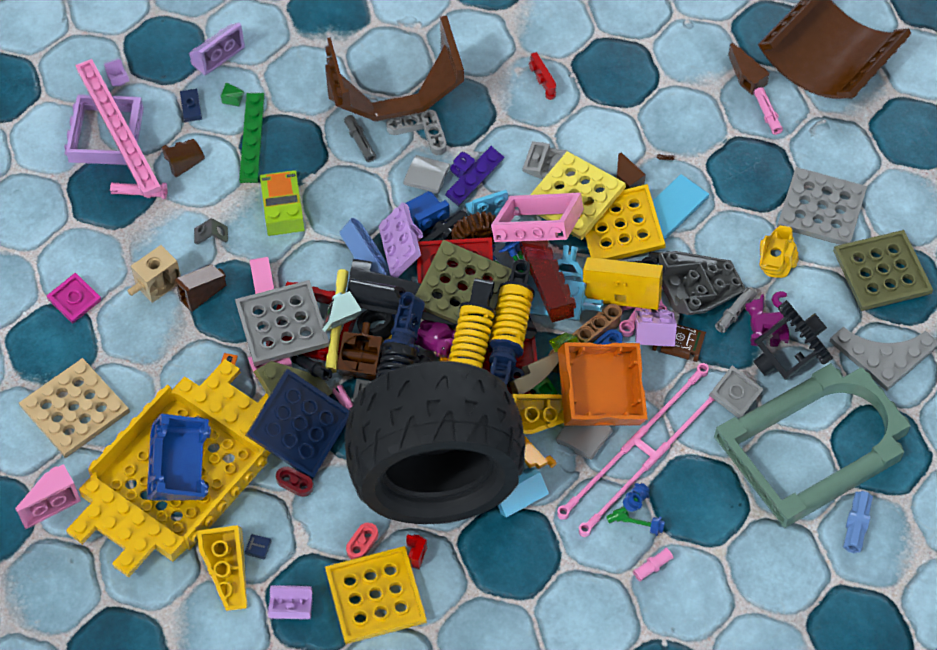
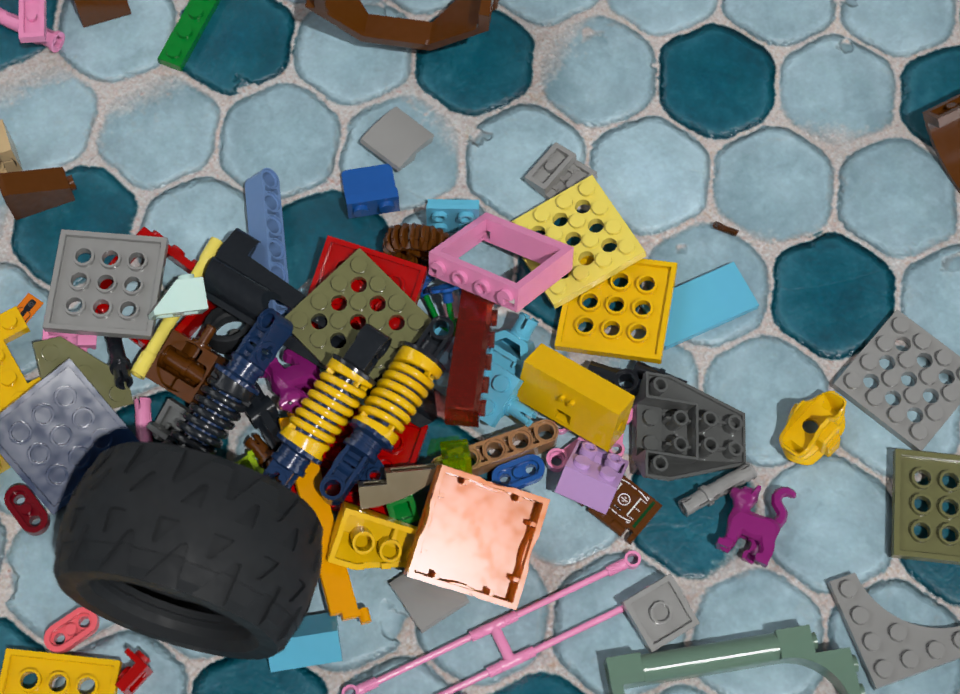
camera: 20 degrees right, 10 degrees up
(209, 229) = (84, 115): dark grey bracket -> none
(261, 274) = (120, 206): bright pink beam -> none
(282, 203) = (194, 111): lime slope -> none
(357, 133) = (336, 82): dark grey pin -> none
(400, 240) = (312, 223): lavender plate -> none
(422, 123) = (424, 64): light grey beam -> none
(443, 228) = (377, 225): black piece -> none
(471, 173) = (456, 159): dark purple plate -> none
(543, 75) = (613, 54): red plate -> none
(629, 172) = (660, 237): reddish brown slope -> none
(747, 70) = (895, 148): reddish brown slope -> none
(771, 117) = (896, 222): bright pink pin -> none
(809, 329) = (793, 571): black piece -> none

